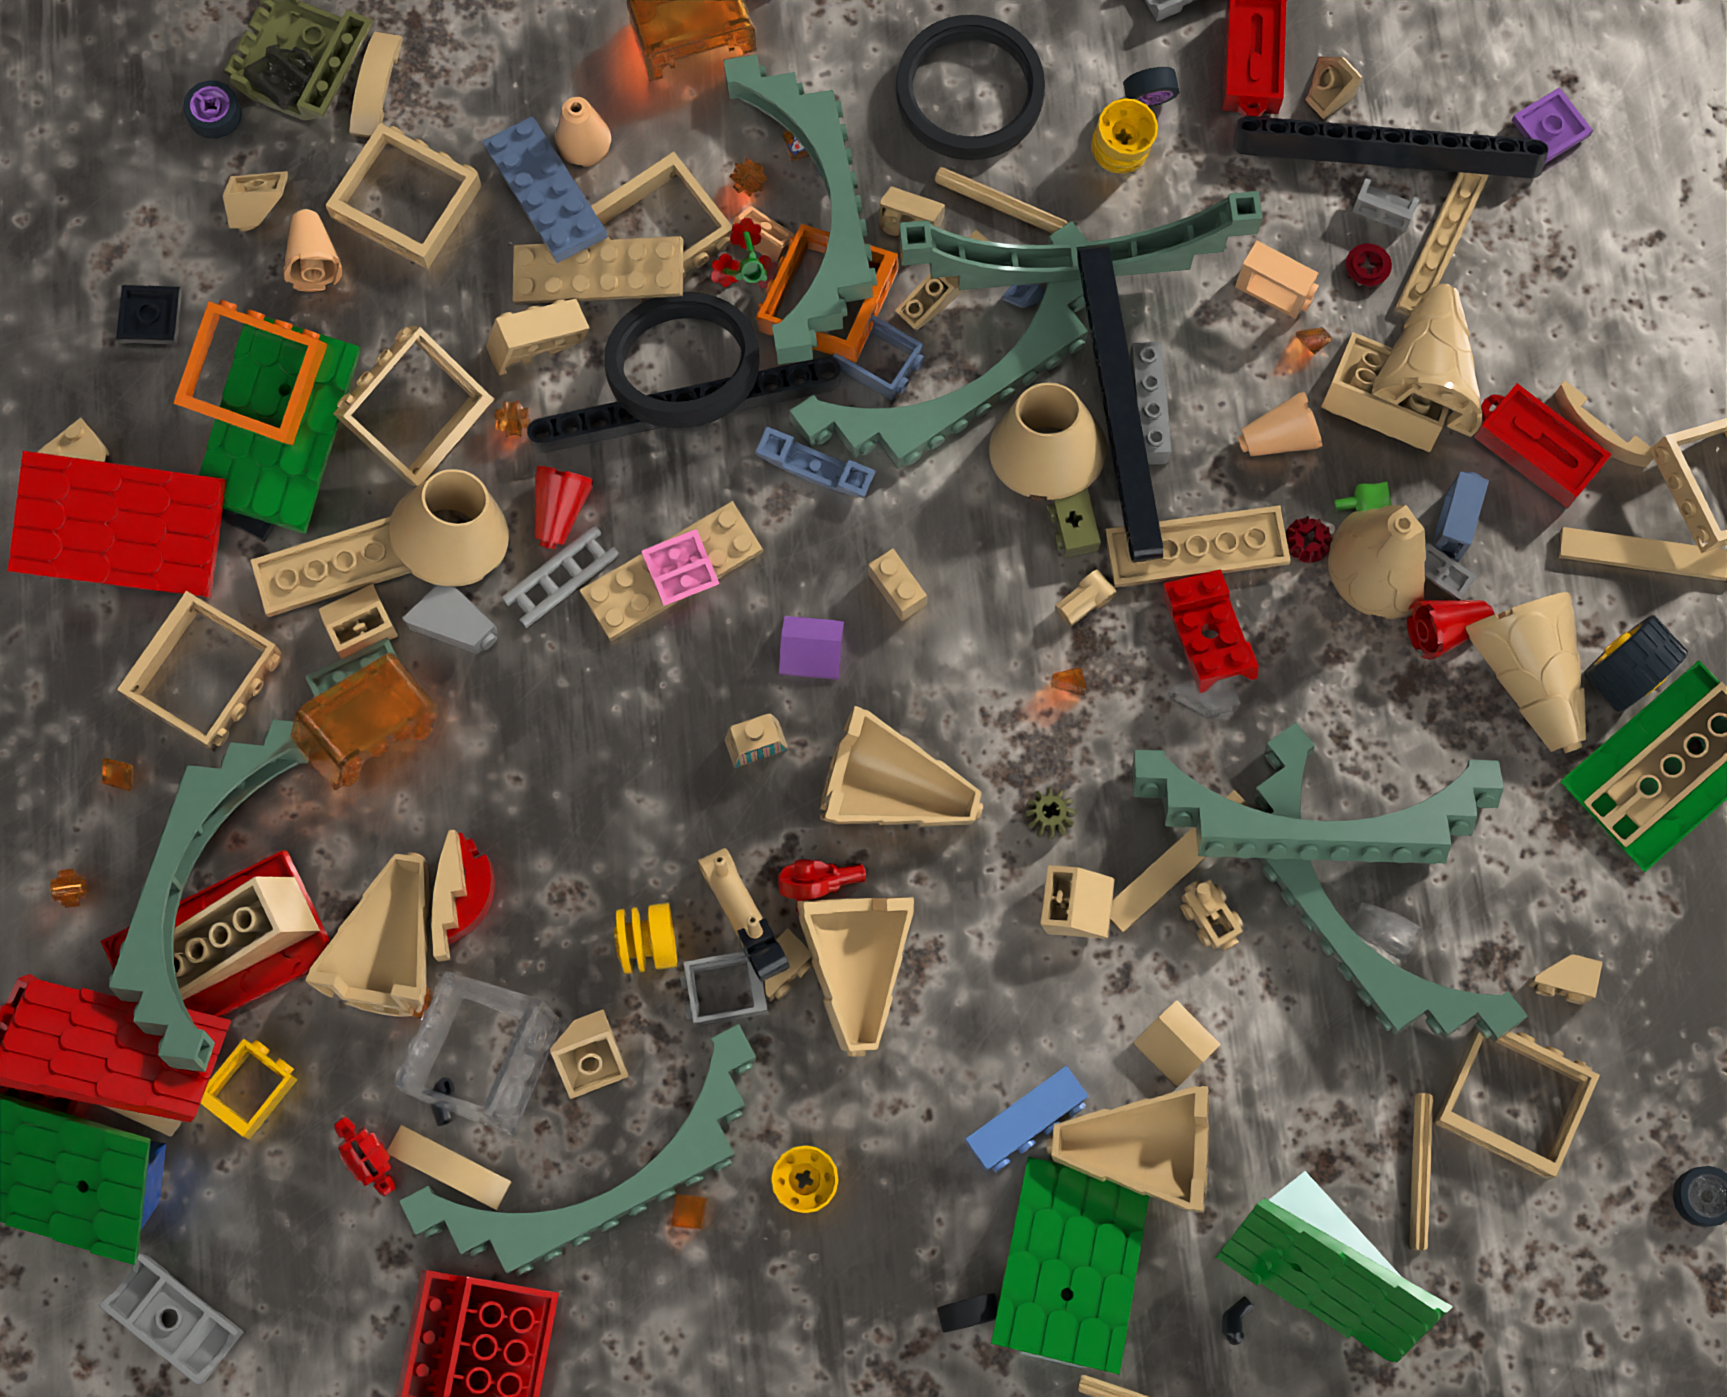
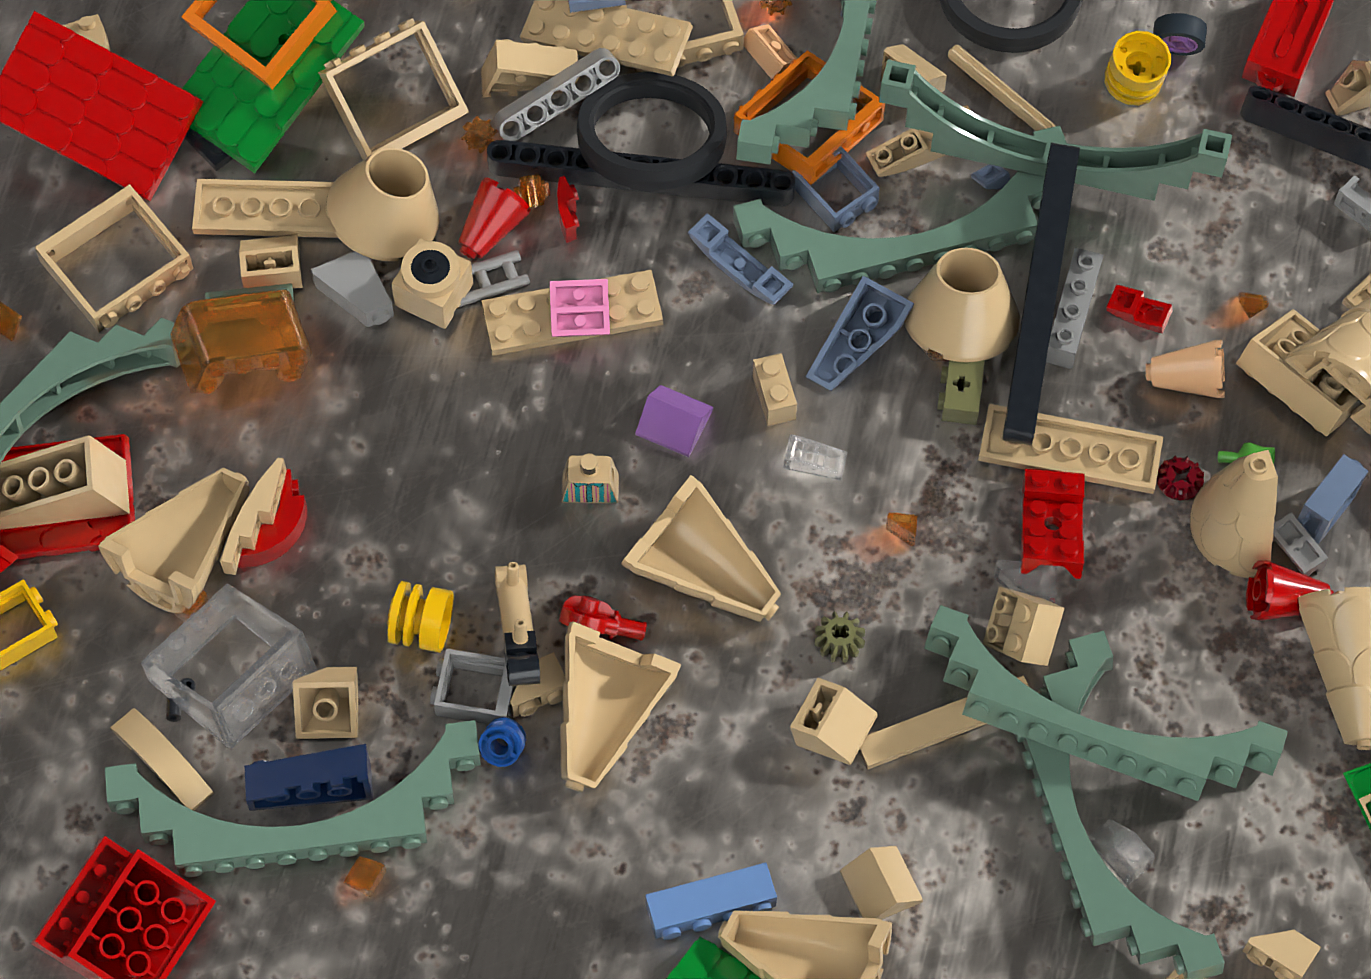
camera: 20 degrees right, 10 degrees down
(372, 1150) = (98, 717): red piece -> none
(527, 592) = (432, 282): none -> tan piece
(577, 338) = (570, 94): none -> light grey beam
(586, 460) = (532, 190): none -> clear orange gear
(600, 1139) = (310, 779): none -> dark blue wedge
(624, 462) = (567, 197): none -> red slope
(751, 269) = (743, 72): red plant -> none
(772, 1034) = (497, 753): none -> blue wheel
(821, 1170) = (481, 860): yellow wheel -> none
(948, 630) = (809, 446): none -> clear slope
(960, 491) = (862, 328): none -> sand blue wedge
(1091, 593) = (954, 457): tan piece -> none
(1207, 907) = (956, 769): tan brick -> none
(1209, 382) = (1136, 309): none -> red slope
(1219, 744) = (1023, 626): none -> tan slope
(1277, 280) = (1234, 236): light nougat window -> none
(1376, 256) = (1341, 251): dark red gear -> none

